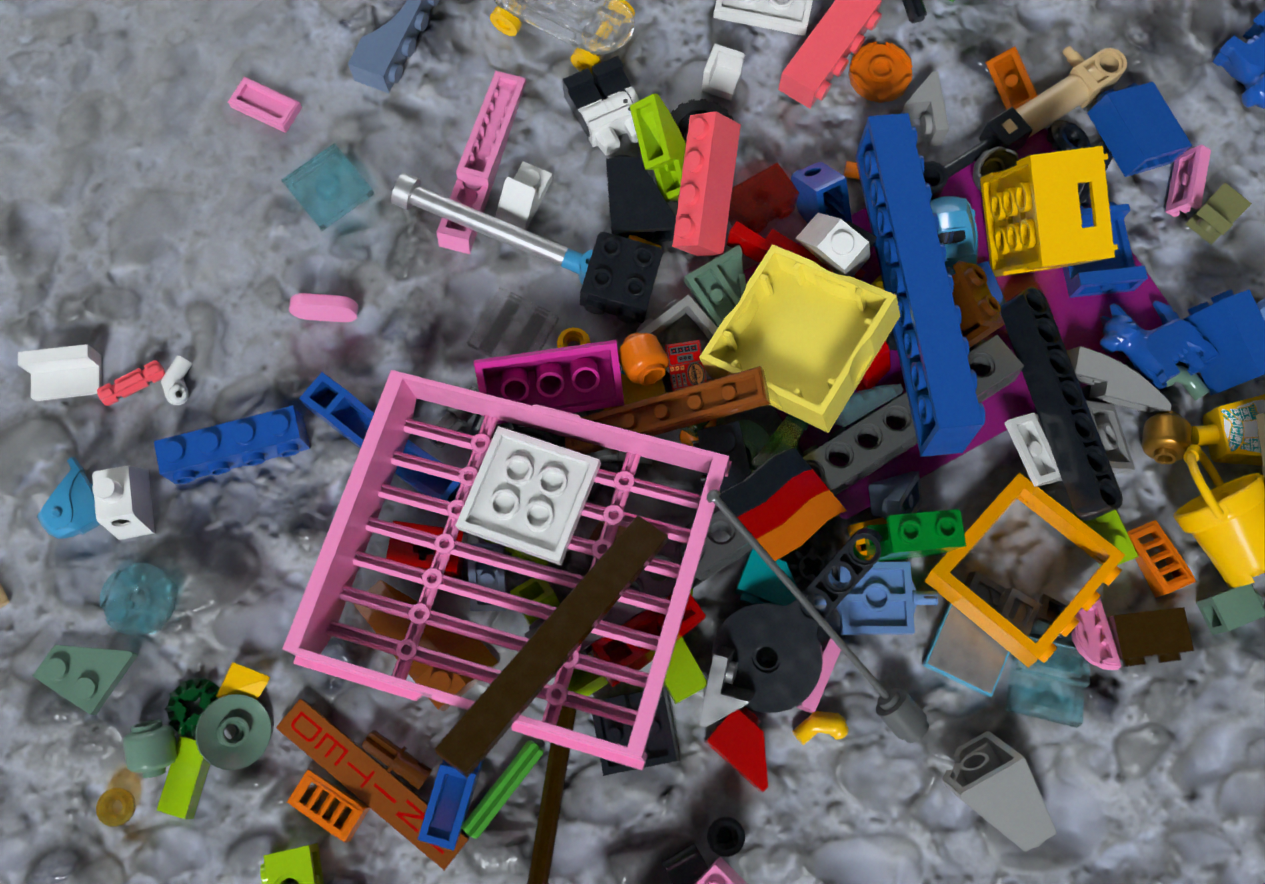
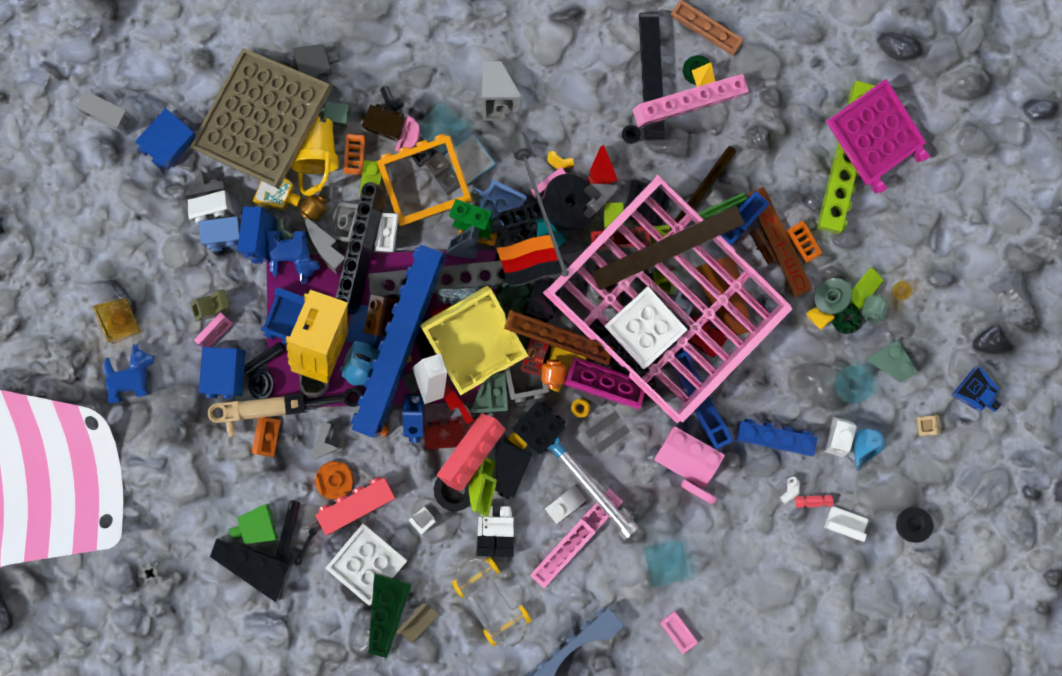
camera: 150 degrees left, 10 degrees up
(362, 351) = (689, 457): none -> bright pink slope
(1164, 681) = (389, 99): none -> black arm

